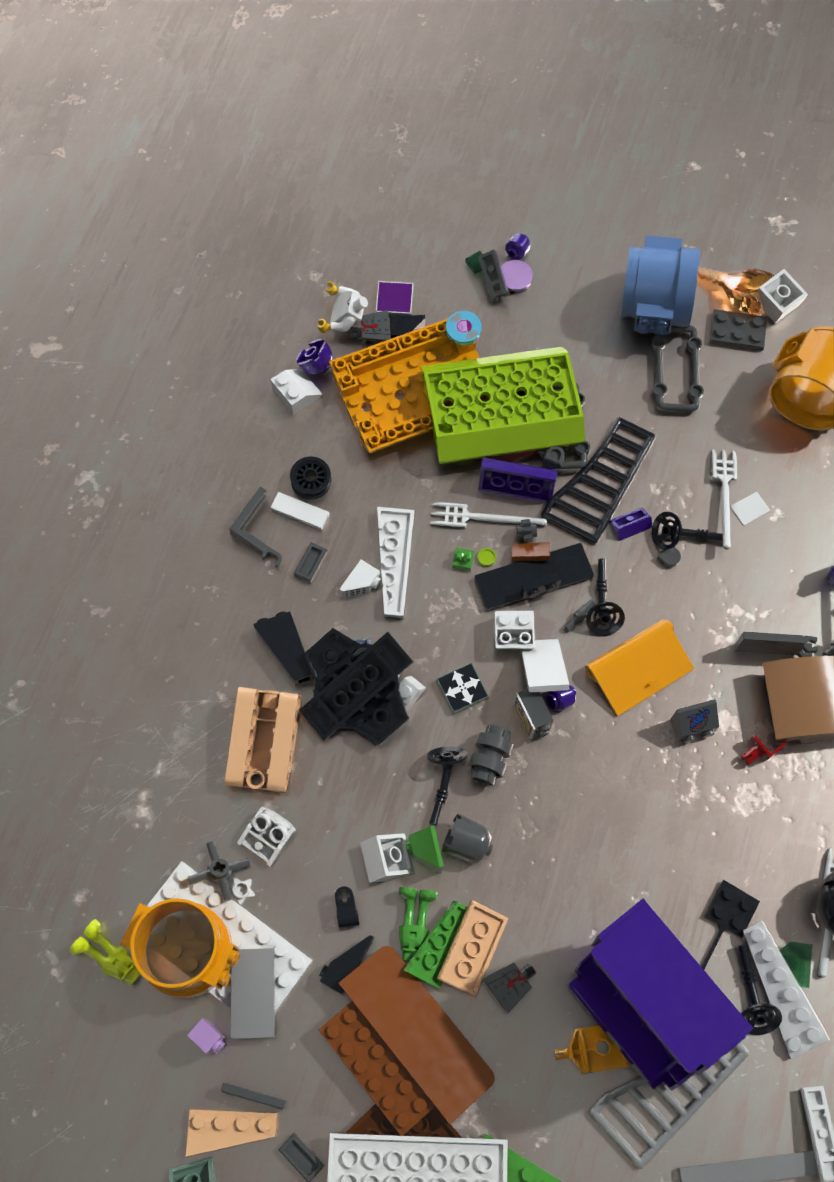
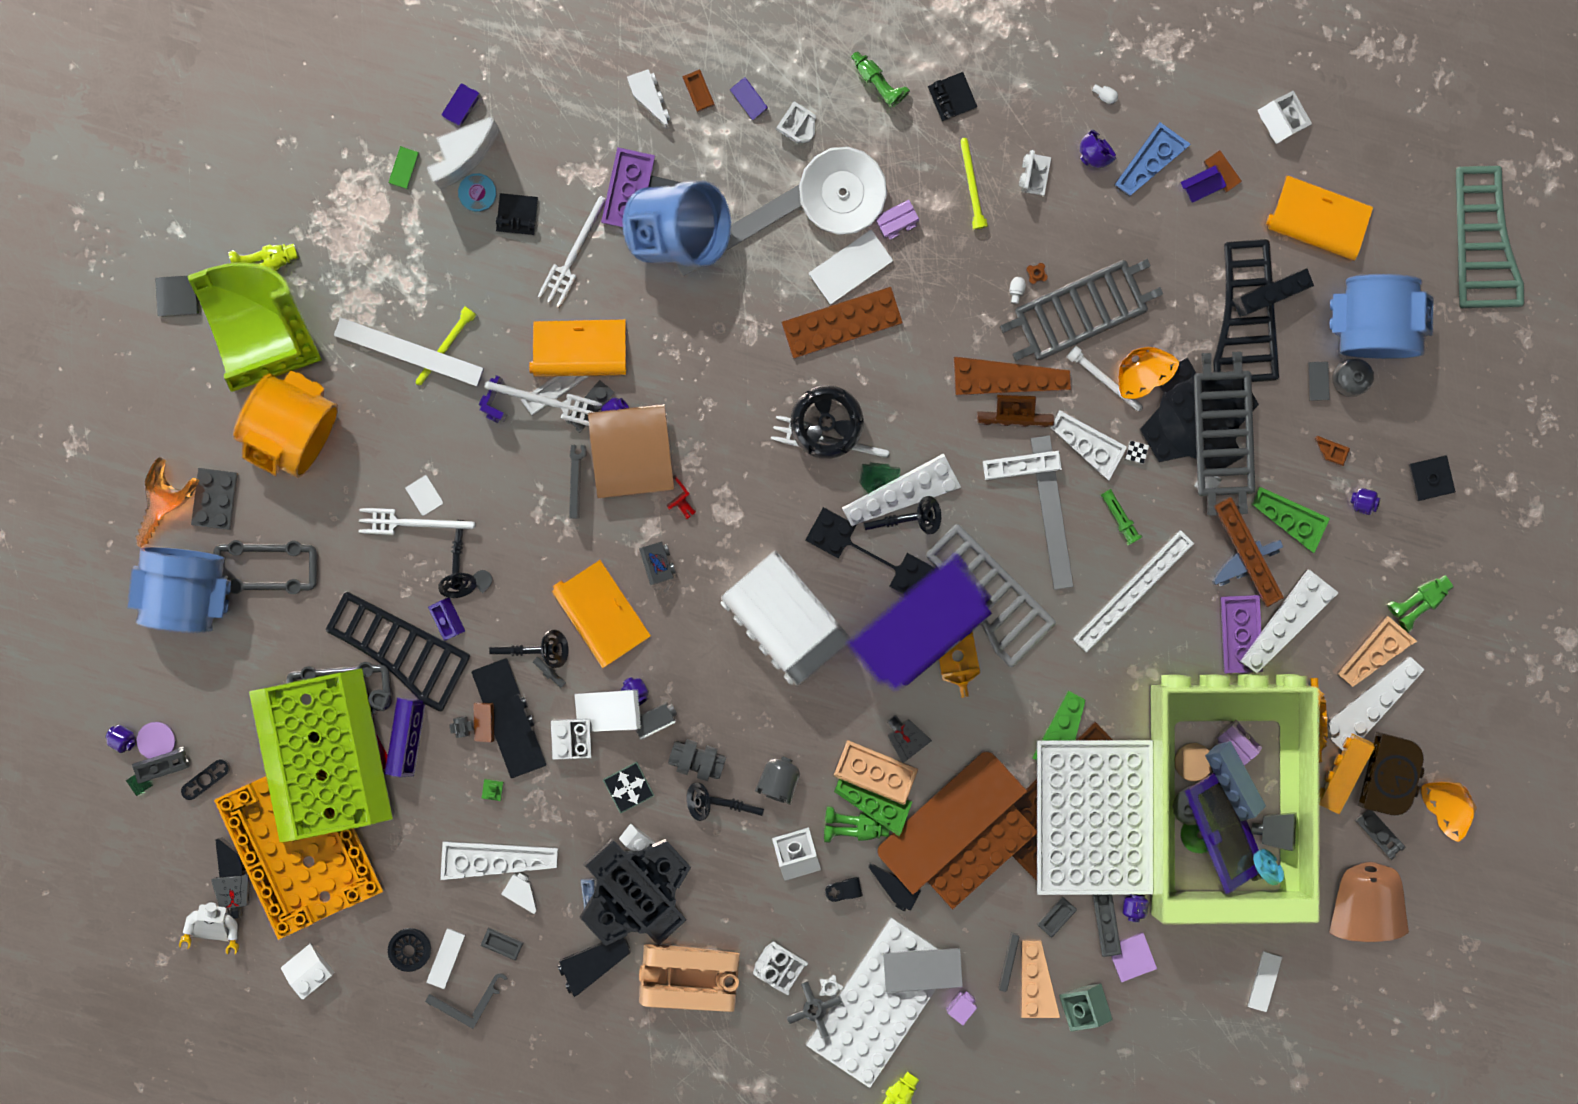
camera: 90 degrees left, 20 degrees up
(216, 971) = (891, 998): light orange cylinder -> none
(316, 358) = (271, 954): dark purple cylinder -> none
(395, 298) = (190, 872): dark purple tile -> none
(426, 849) = (788, 819): bright green slope -> none
(463, 327) = (235, 798): medium azure tile -> none
(466, 515) = (445, 788): white piece -> none
(478, 306) = (197, 792): none -> black beam
(486, 557) = (488, 765): lime piece -> none
(646, 847) = (785, 619): none -> white piece
(781, 295) = (176, 454): white slope -> none

